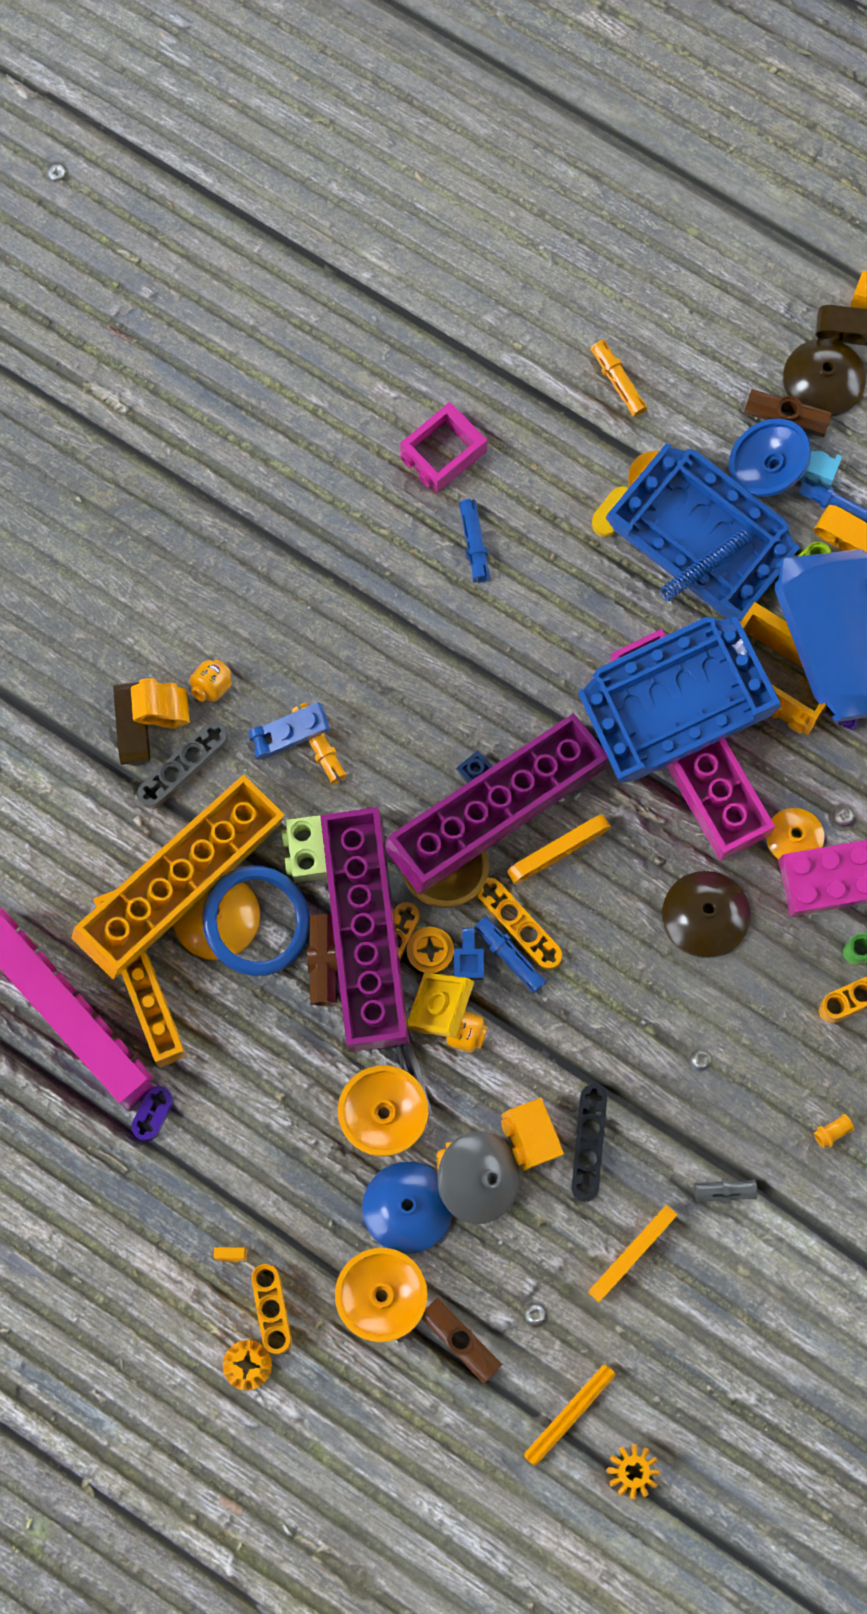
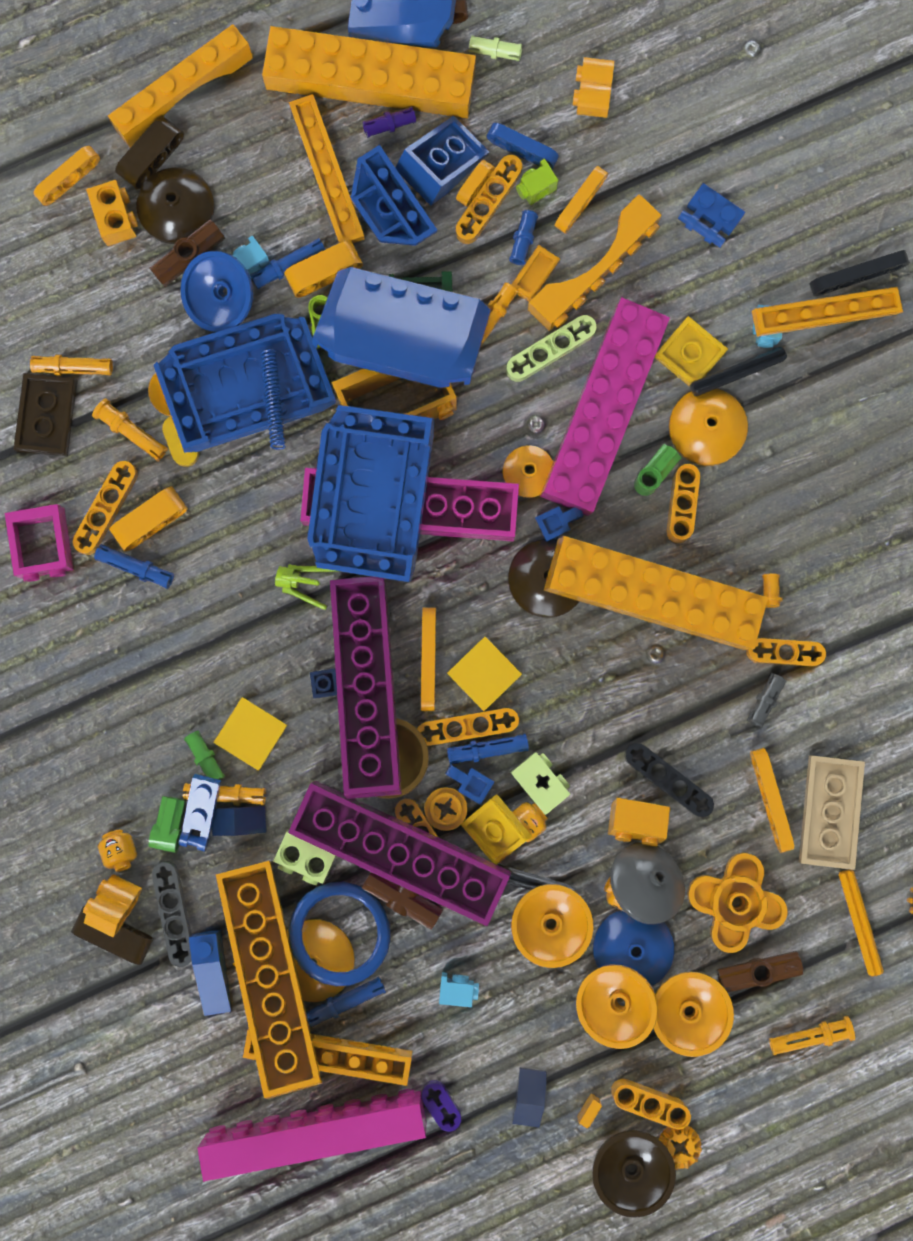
camera: 60 degrees left, 10 degrees up
(150, 829) = (210, 971): none -> slope
(175, 1324) = (638, 1191): none -> dark brown dish
(185, 959) = (335, 1006): none -> blue pin
(207, 1192) = (529, 1097): none -> dark blue slope
(257, 712) = (167, 830): none -> bright green piece
(268, 1062) = (458, 990): none -> medium azure brick
(303, 772) = (239, 821): none -> dark blue slope
(333, 1206) = (606, 1019): none -> light orange dish
(342, 704) = (203, 756): none -> bright green pin
(388, 734) = (250, 733): none -> yellow tile
(440, 1442) = (778, 1044): none -> light orange pin
(507, 1255) = (756, 909): none -> light orange plant
(508, 1004) = (547, 797): none -> yellowish green brick
(510, 479) = (109, 509): none -> light orange beam
(525, 526) = (148, 519): none -> light orange beam
(553, 681) = (290, 578): none -> lime plant
(560, 384) = (45, 414): none -> dark brown tile
(578, 909) = (484, 673): none -> yellow tile
(595, 450) = (120, 423): none -> light orange pin
(658, 1319) = (831, 812): none -> tan plate
(757, 1018) = (655, 593): none -> light orange brick
(763, 888) = (555, 523): none -> blue plate
(776, 326) = (108, 214): none -> light orange brick
(786, 270) = (66, 175): none -> light orange beam
(787, 1206) = (804, 660): none -> light orange beam

